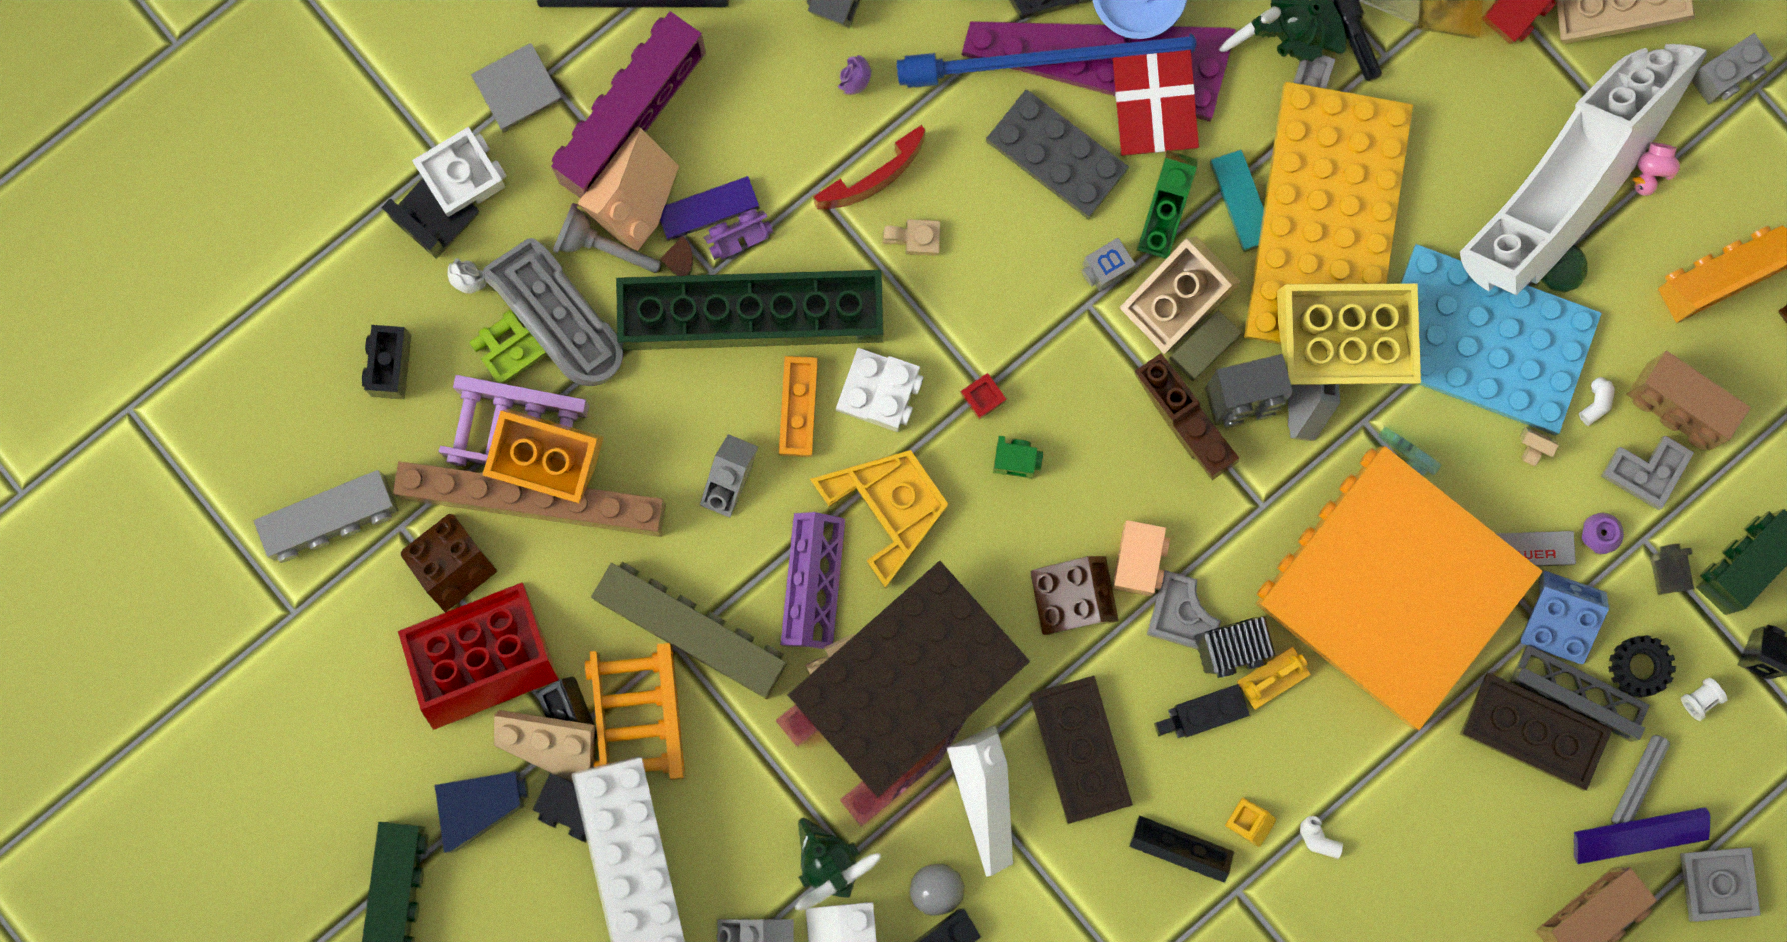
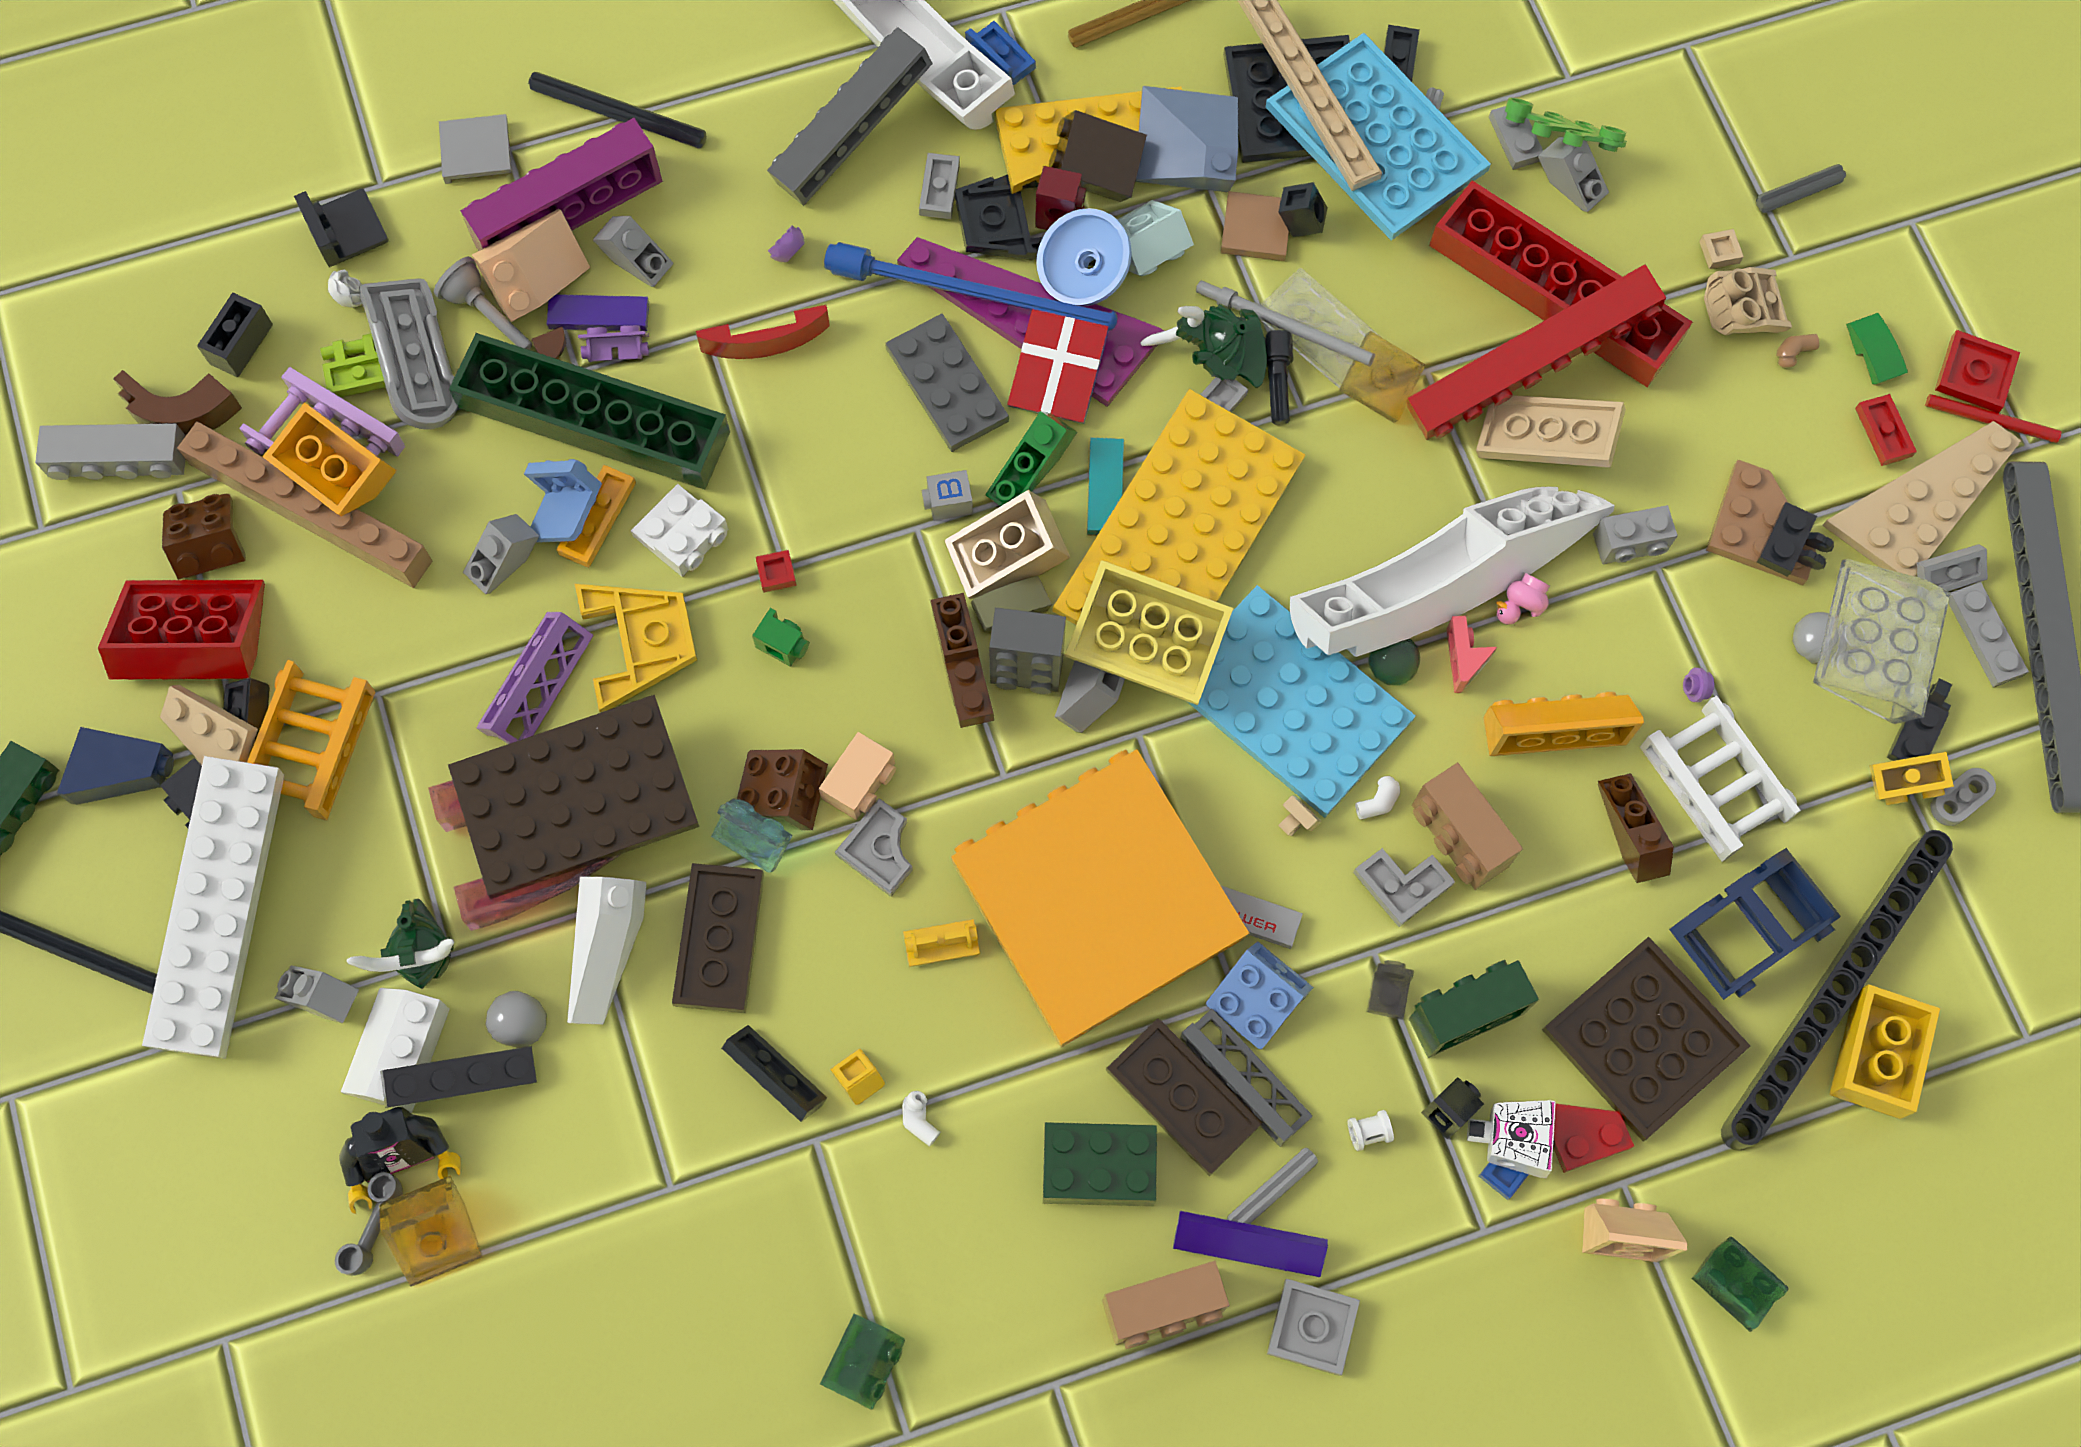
camera: 20 degrees right, 10 degrees down
(381, 452) = (204, 403): none -> reddish brown arch
(460, 171) = (385, 197): white plate -> none
(689, 630) = (394, 680): olive brick -> none
(714, 135) = (633, 249): none -> light grey slope
(767, 407) = (567, 499): none -> medium blue bracket
(919, 237) = (781, 409): tan plate -> none
(1071, 648) = (751, 834): none -> clear light blue bracket
(1204, 713) = (857, 950): black hinge -> none
(1235, 646) = (913, 893): black brick -> none
(1417, 458) = (1168, 779): clear light blue wing -> none
(1490, 819) = (1099, 1164): none -> dark green brick
(1595, 540) = (1329, 938): medium lavender plate -> none
(1625, 247) = (1464, 659): none -> coral slope
(1662, 666) = (1329, 1053): black tyre -> none

